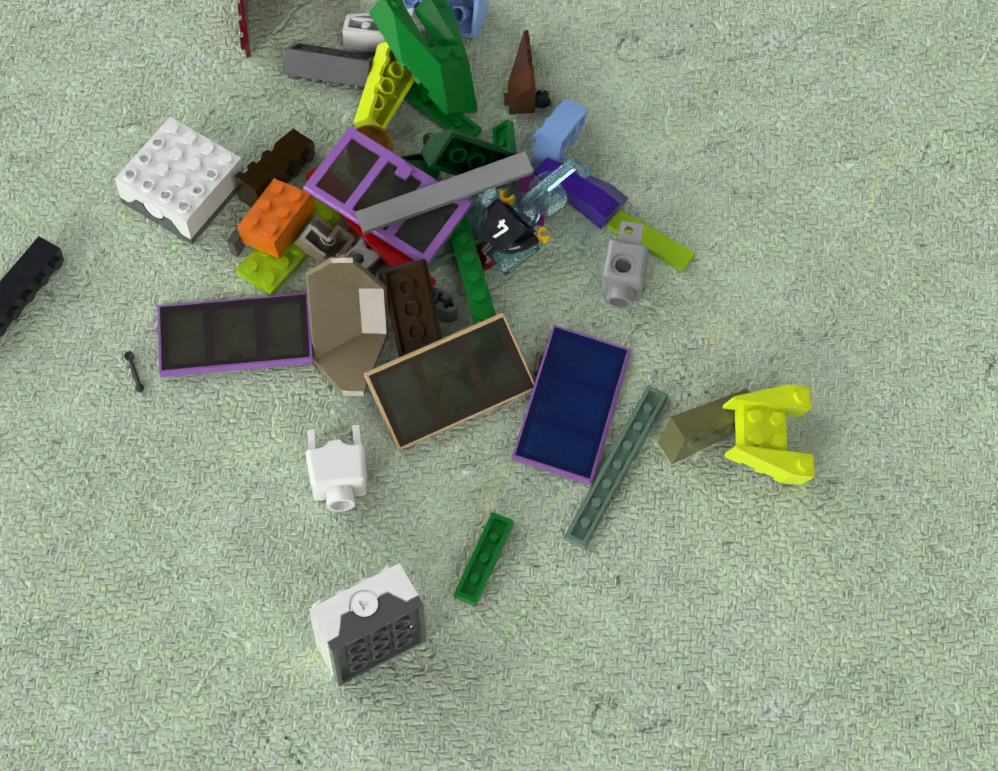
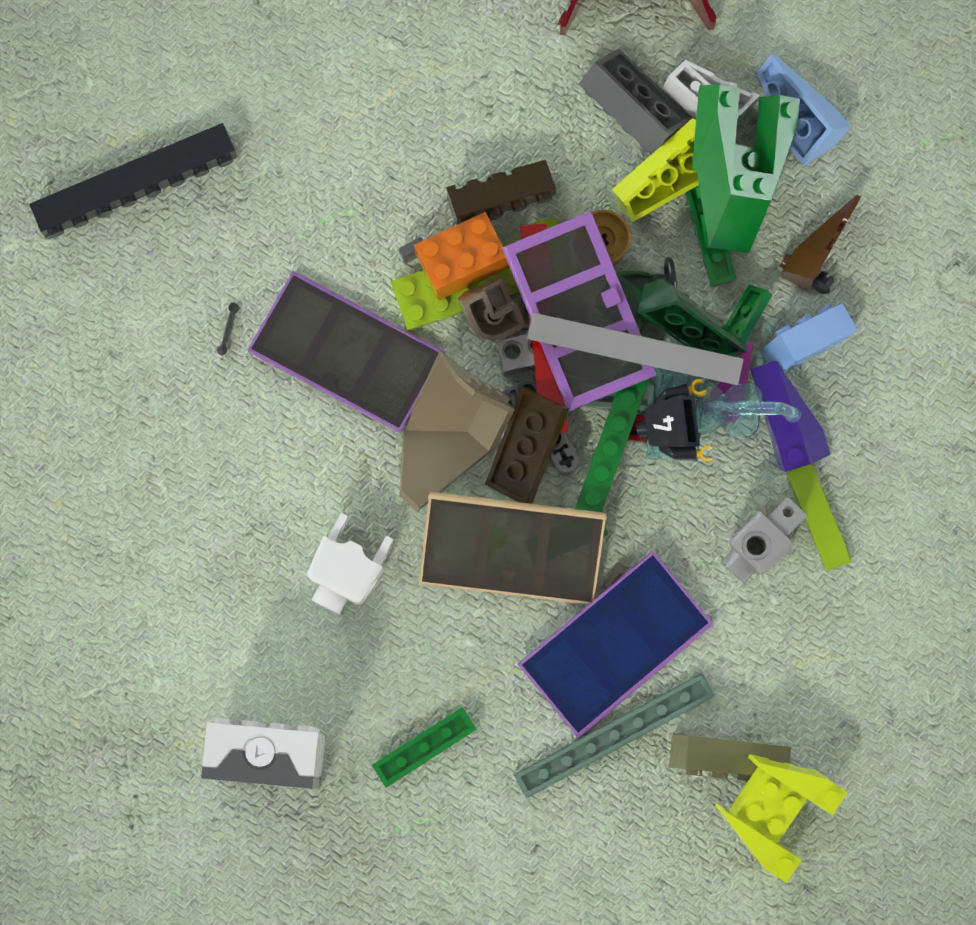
camera: 35 degrees right, 20 degrees up
(180, 180) = (397, 147): white piece -> none

